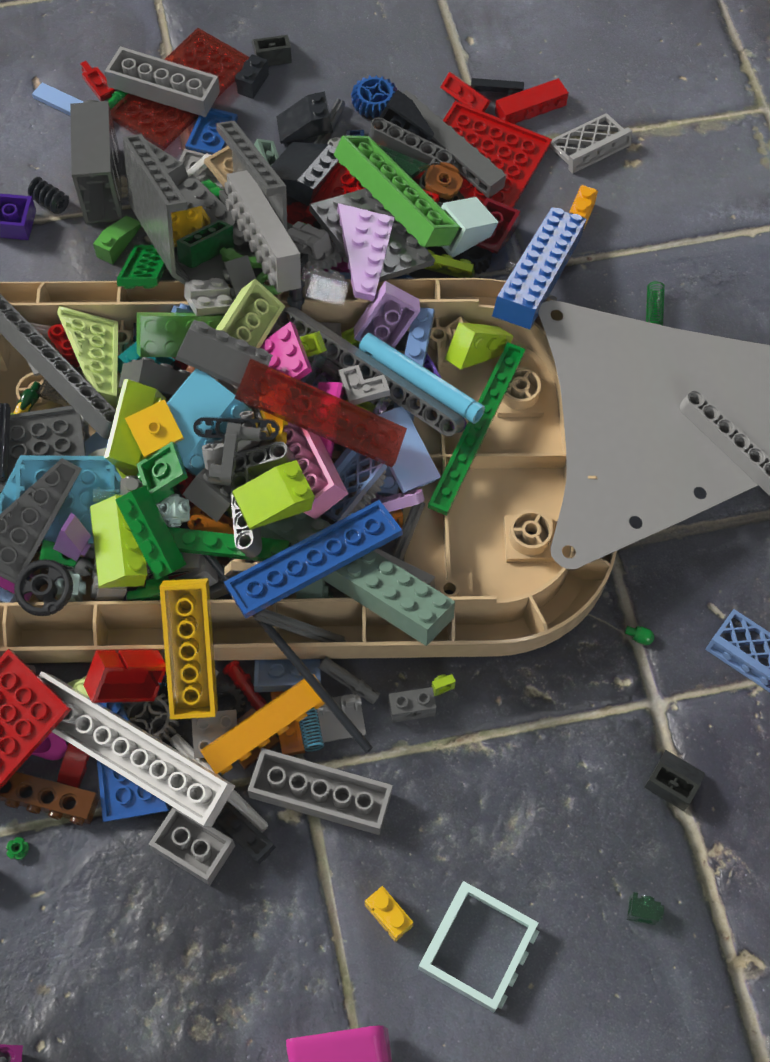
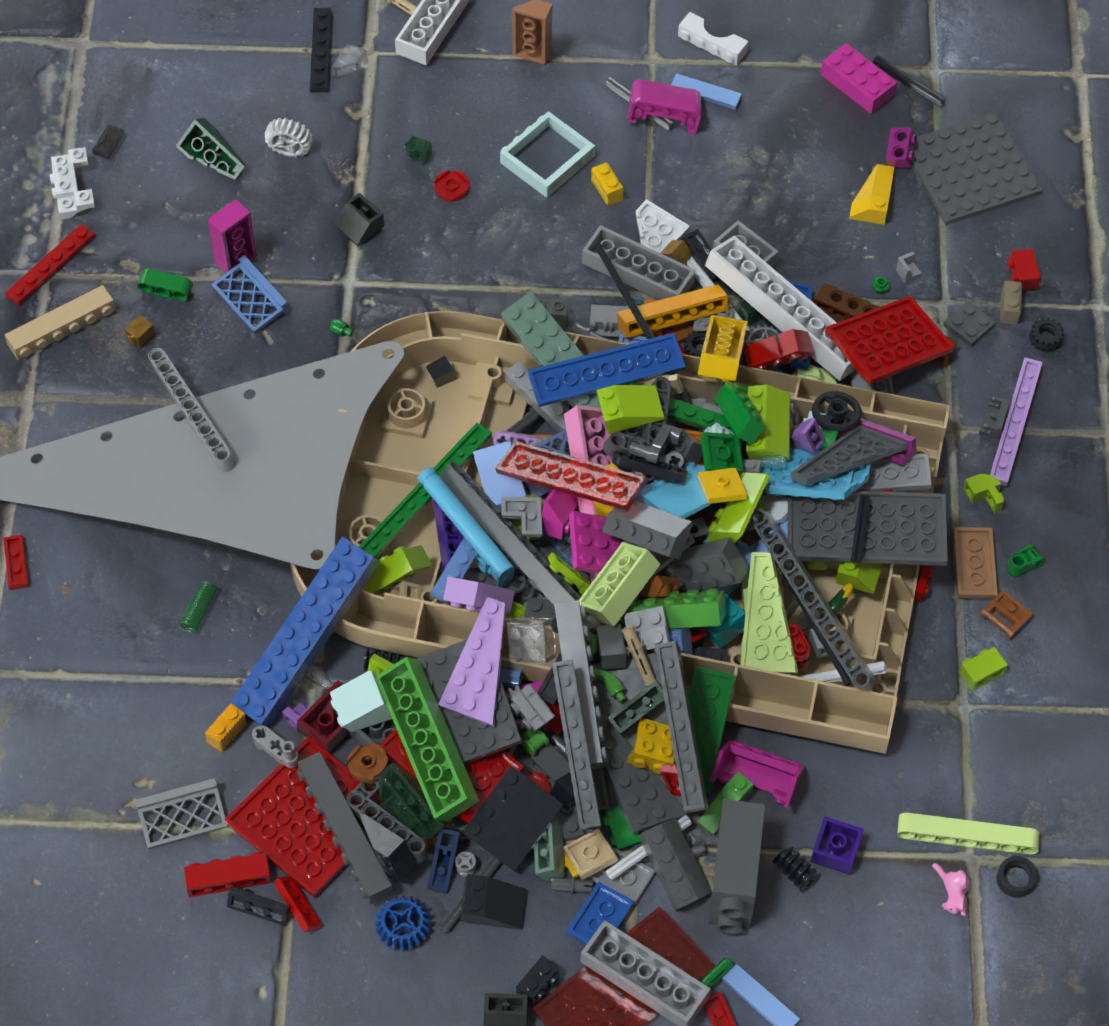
camera: 165 degrees left, 5 degrees down
(35, 990) = (873, 198): none -> yellow wedge
(66, 266) = (761, 768): none -> dark pink windscreen
(214, 270) = (629, 634): none -> tan pin
(279, 822) = (677, 250): none -> pearl gold brick
(309, 860) = (658, 227): none -> white plate
(508, 587) = (441, 371): none -> black panel
(523, 233) = (291, 716): none -> medium lavender panel
(541, 201) = (266, 738): none -> light grey beam
(584, 870) = (451, 185): none -> red tile

